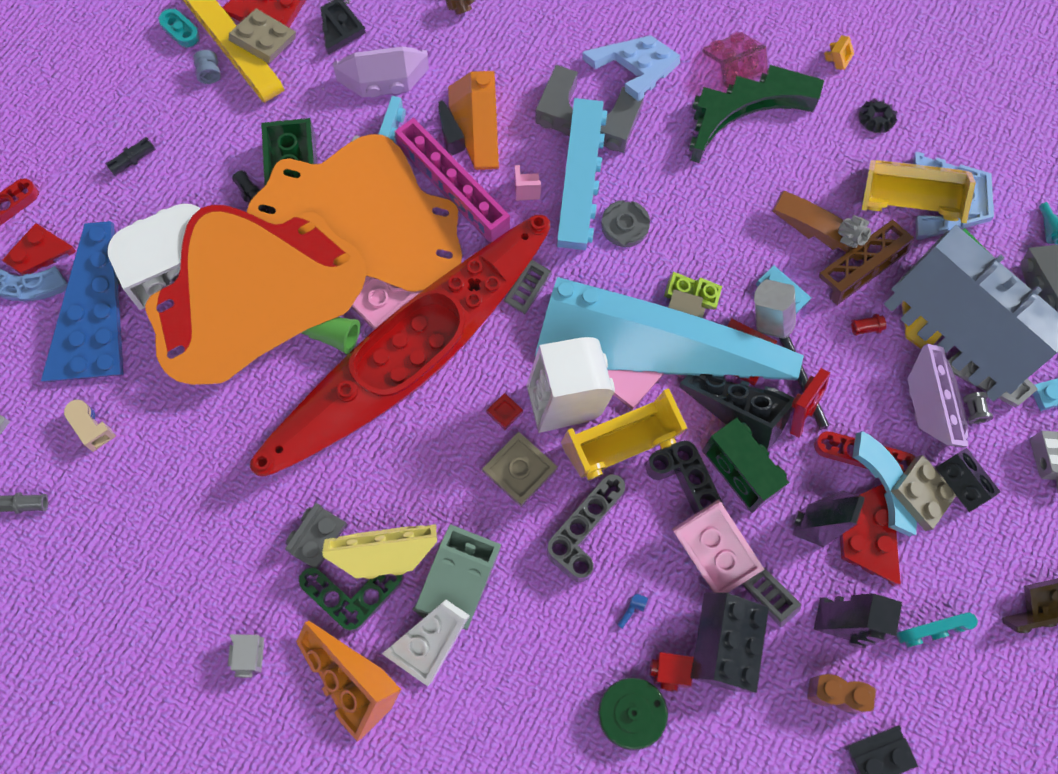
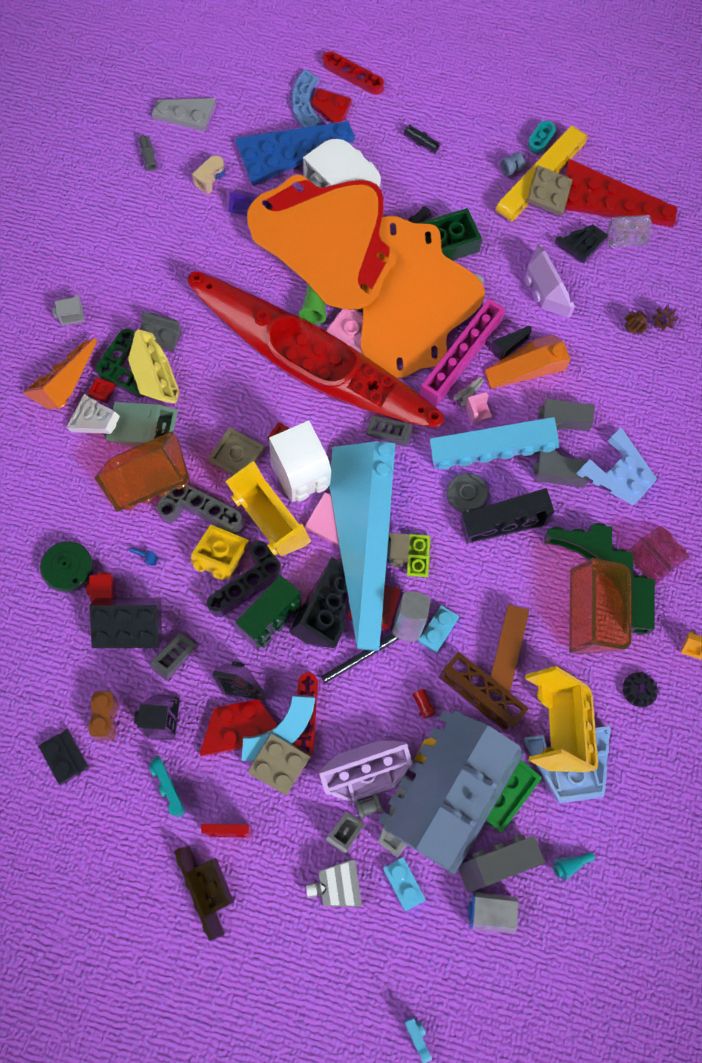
camera: 80 degrees right, 0 degrees up
(150, 385) = (241, 201): none -> dark purple panel
(380, 629) = (101, 390): none -> red tile
(393, 116) = (507, 299): medium azure plate -> none
(499, 192) = (468, 391): none -> light grey piece
(530, 582) = (144, 472): none -> clear orange windscreen
(650, 513) = (218, 552): none -> yellow plate
(669, 185) = (507, 517): none -> black wedge
(718, 548) = (197, 603): bright pink tile -> none
(797, 123) = (599, 607): none -> clear orange windscreen
(807, 402) = (337, 656): red wing -> none
(854, 231) = (502, 672): light grey gear -> none
(968, 480) = (297, 799): black brick -> none
(1000, 564) = (227, 830): none -> red tile
(1007, 439) = (345, 832): none -> light grey slope

